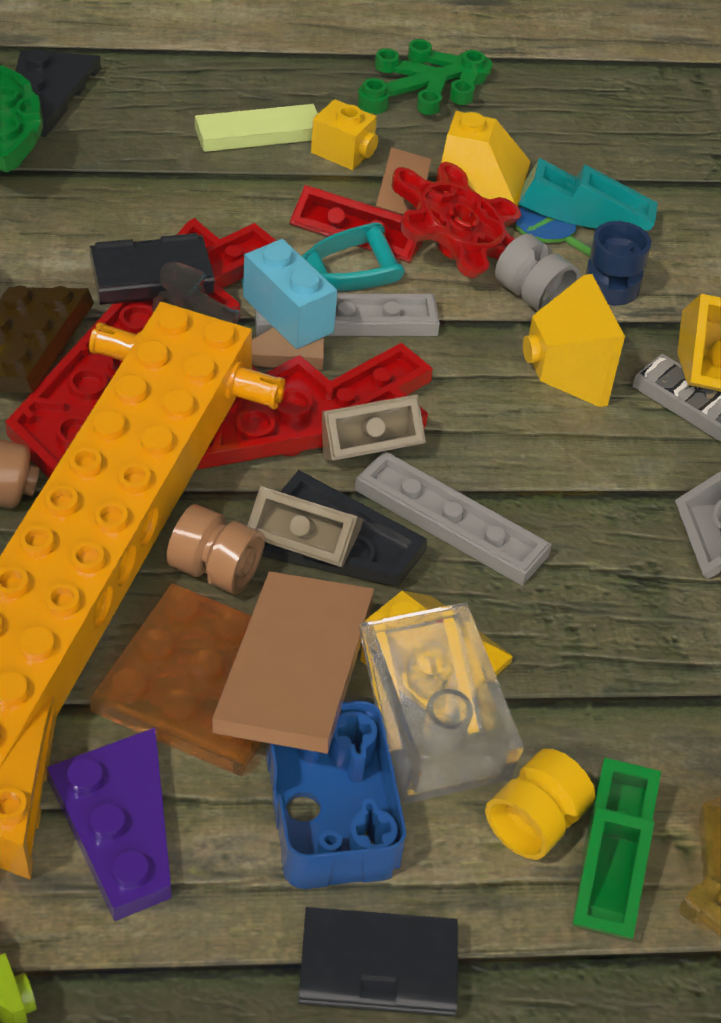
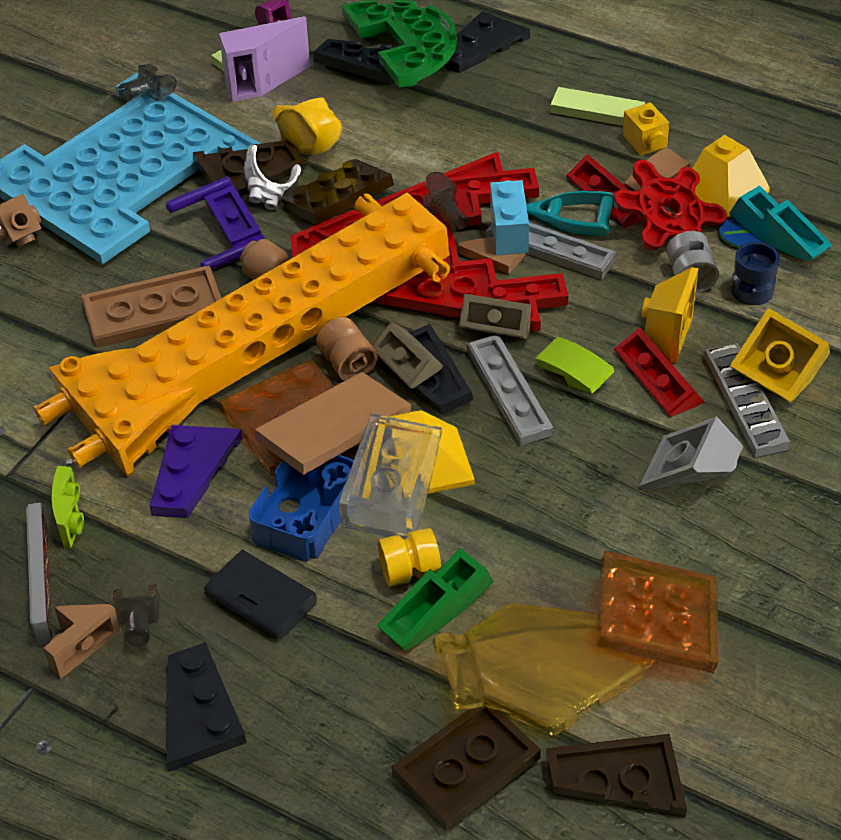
camera: 40 degrees right, 0 degrees up
(132, 268) = (462, 171): black piece -> none
(468, 67) = (777, 109): green plant -> none
(520, 451) = (577, 365): none -> lime slope
(604, 424) = (657, 374): none -> red slope

